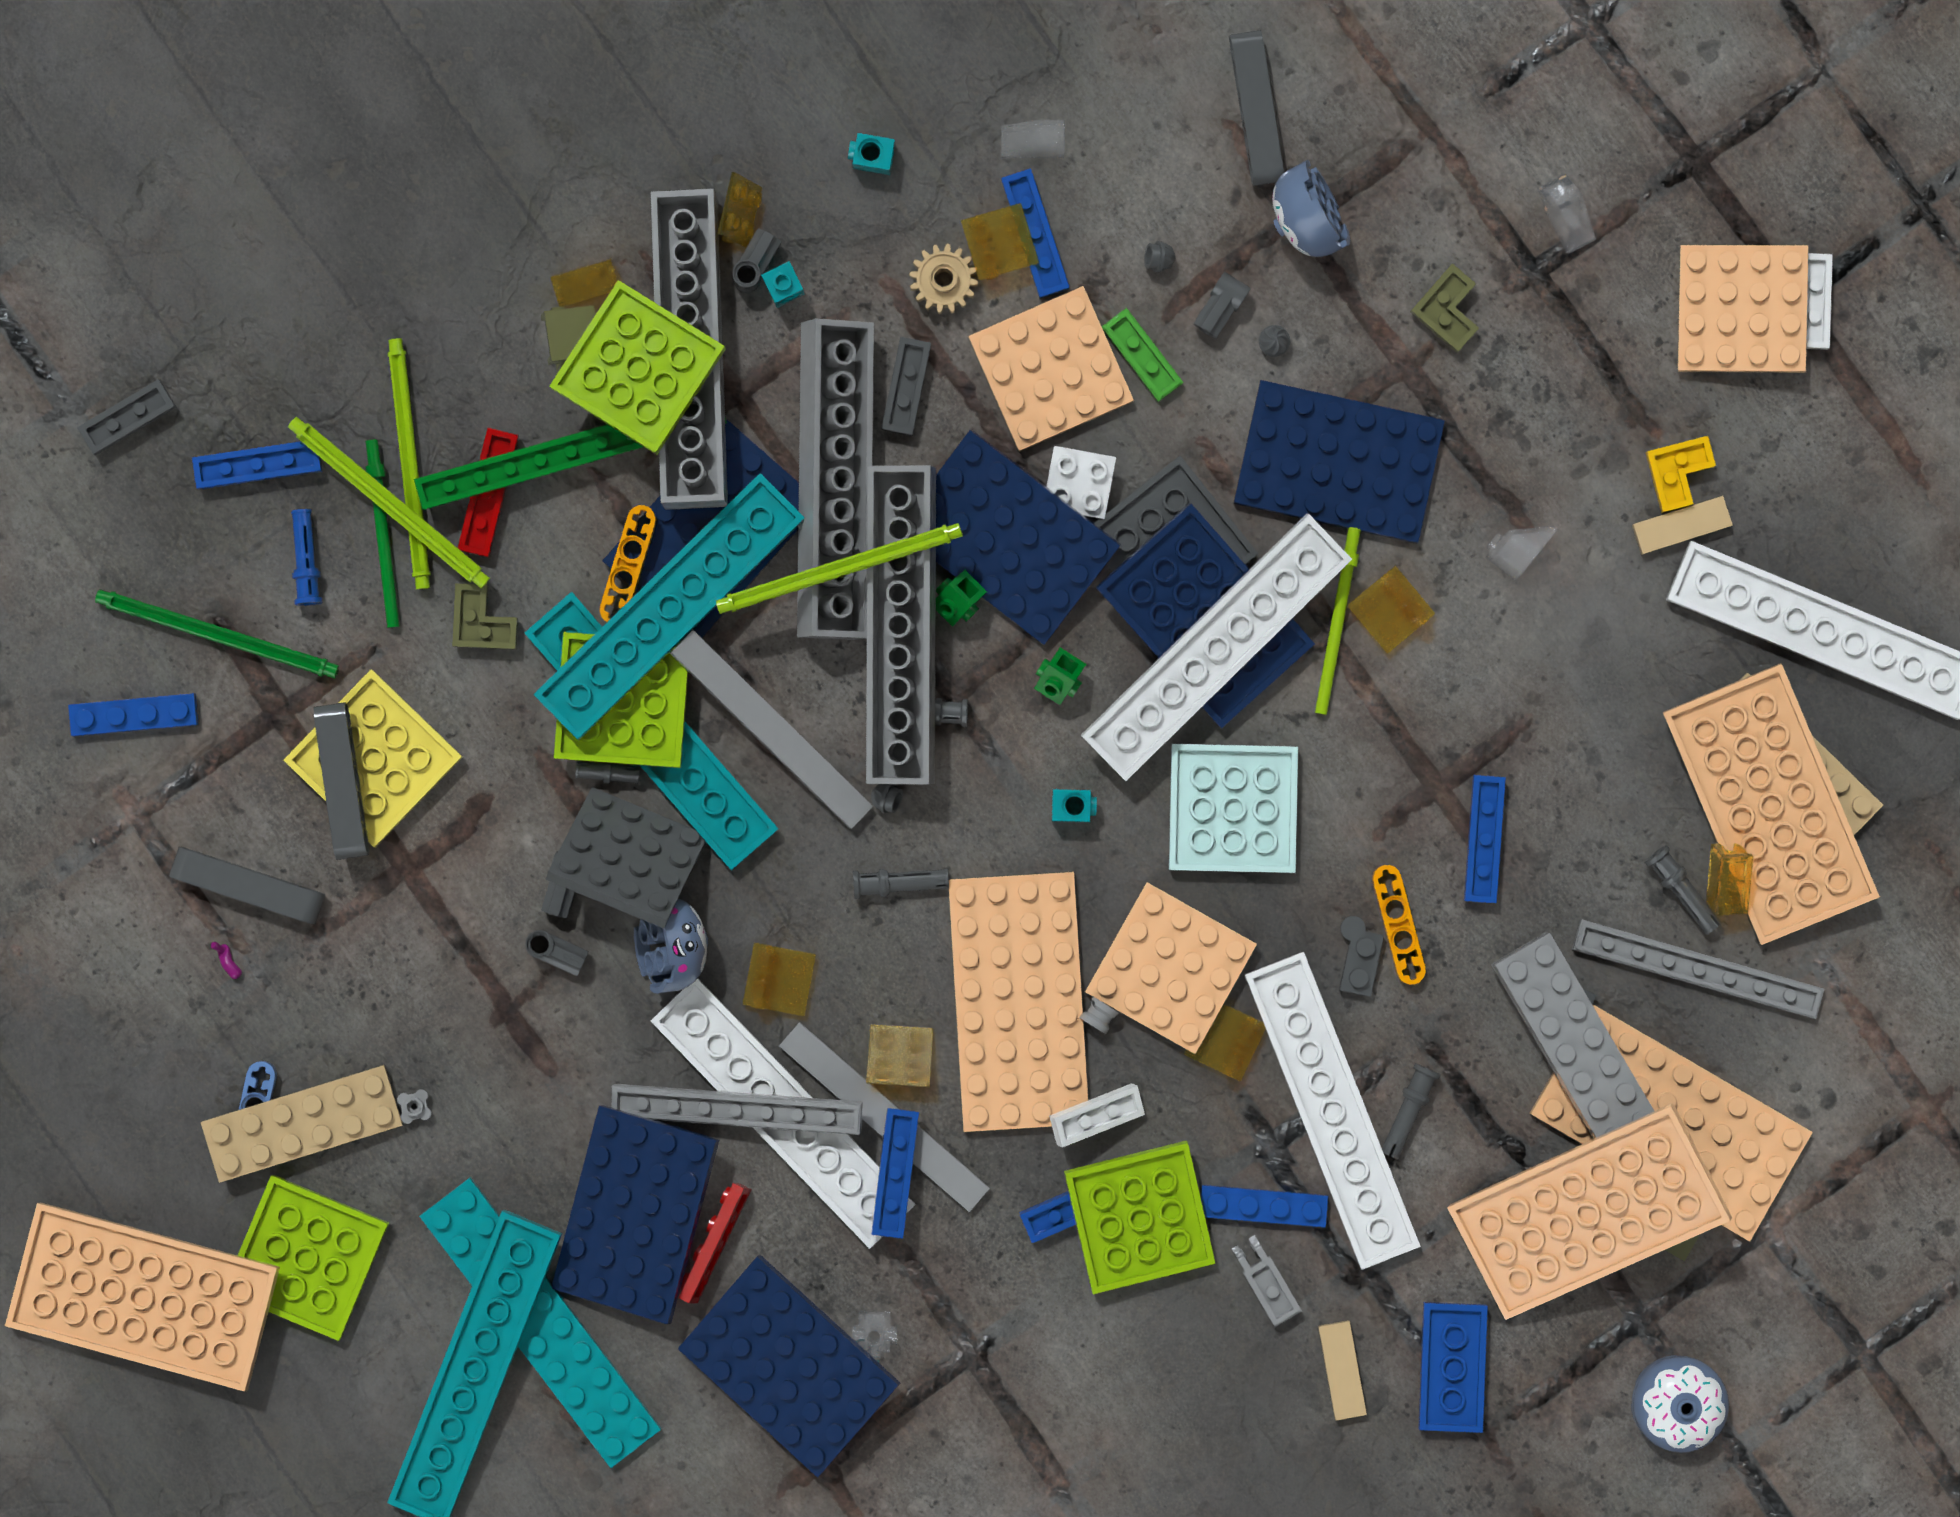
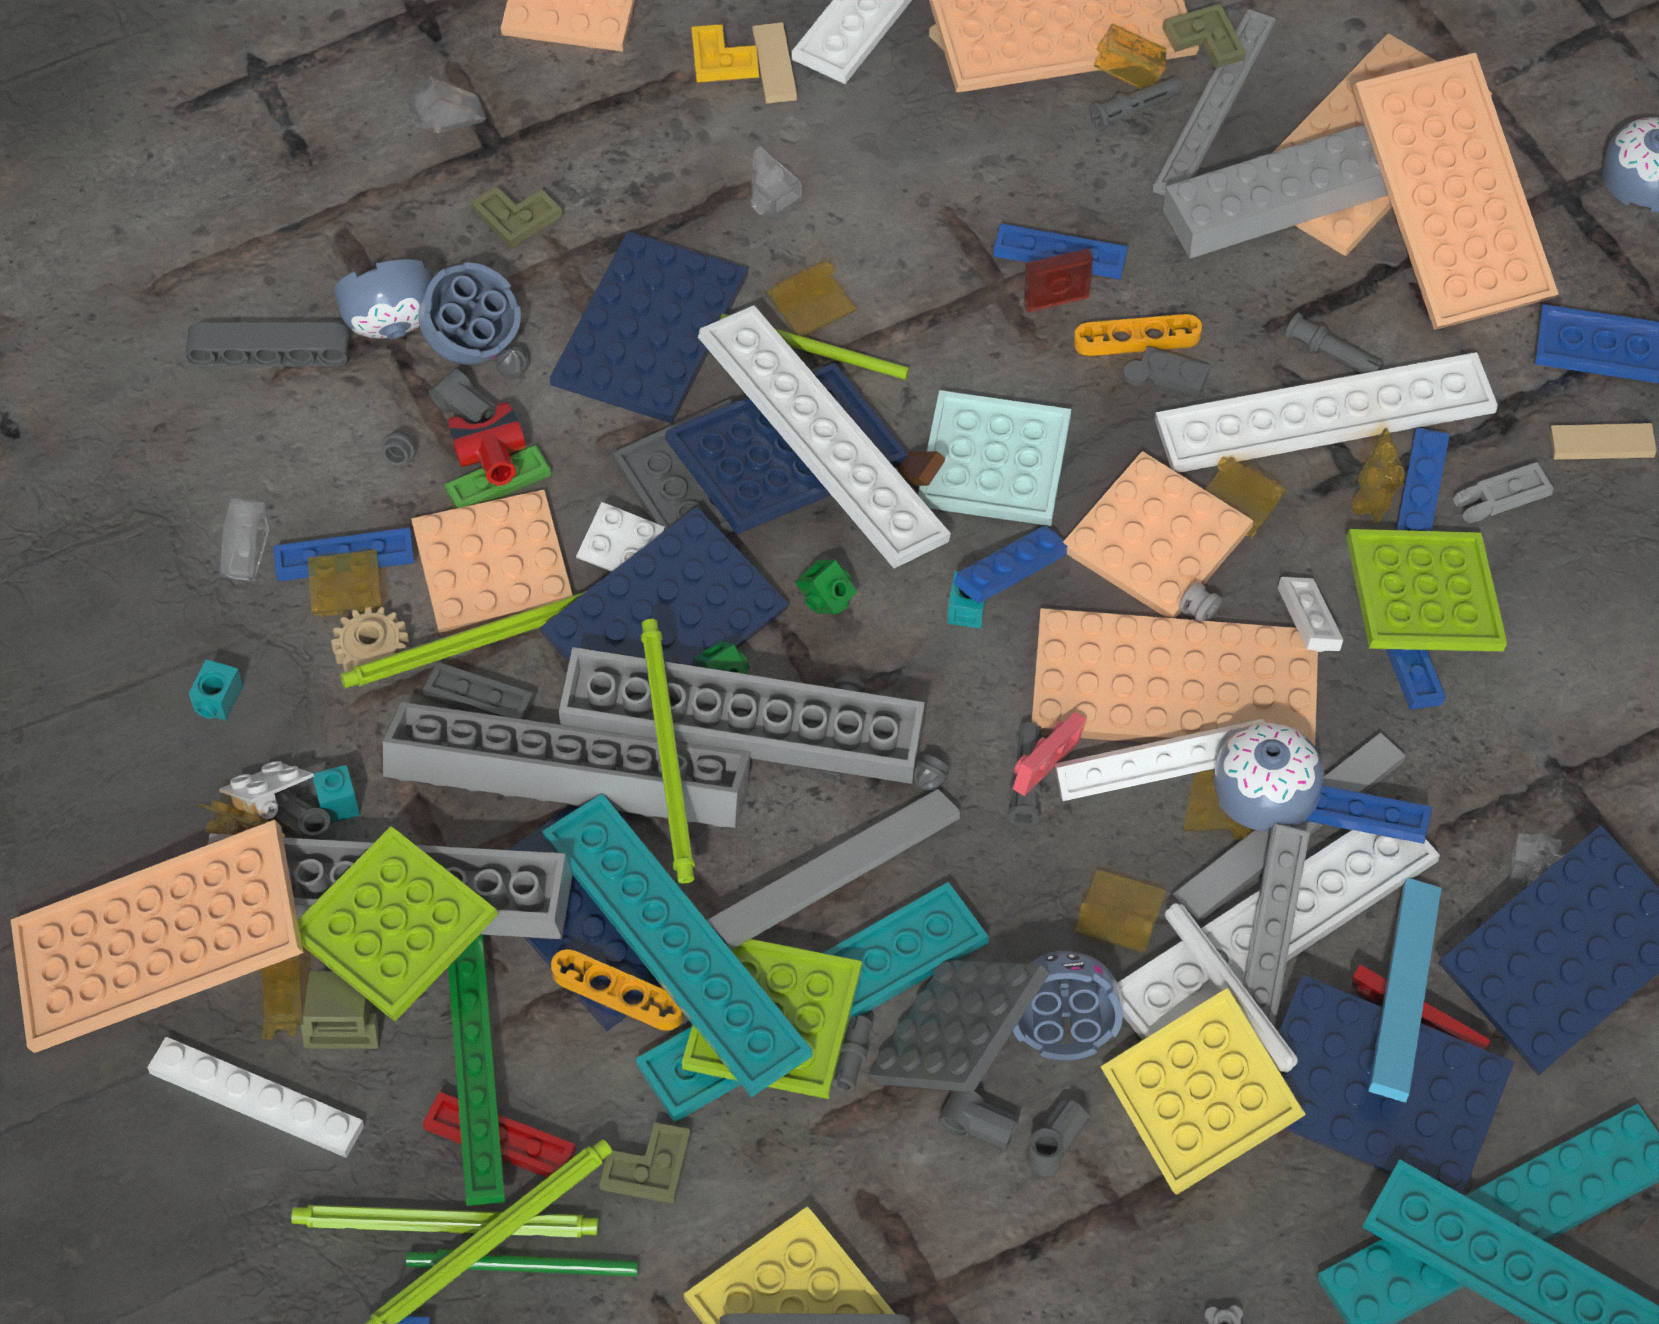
camera: 80 degrees left, 30 degrees down
(496, 283) = (256, 1097): none -> white plate
(607, 1067) = (1202, 1091): none -> light yellow plate
(608, 168) = (155, 936): none -> light nougat plate
(702, 1080) = (1224, 977): none -> white axle
(719, 1228) = (1405, 990): none -> medium azure tile
(776, 223) = (256, 791): none -> white hinge
(902, 1070) = (1268, 776): none -> cylinder
(913, 897) = (1047, 752): none -> coral plate
(926, 999) = (1143, 763): none -> white plate
(955, 366) = (453, 644): none -> lime piece
(1107, 840) = (1011, 564): none -> blue plate
(1169, 340) = (489, 443): none -> red connector
(1197, 740) = (920, 467): none -> reddish brown tile
(1268, 1171) = (1379, 479): none -> clear yellow hinge
(1299, 310) = (477, 302): none -> sand blue cylinder
(1435, 842) = (1058, 280): none -> clear red tile
(1778, 951) = (1206, 27): none -> olive plate

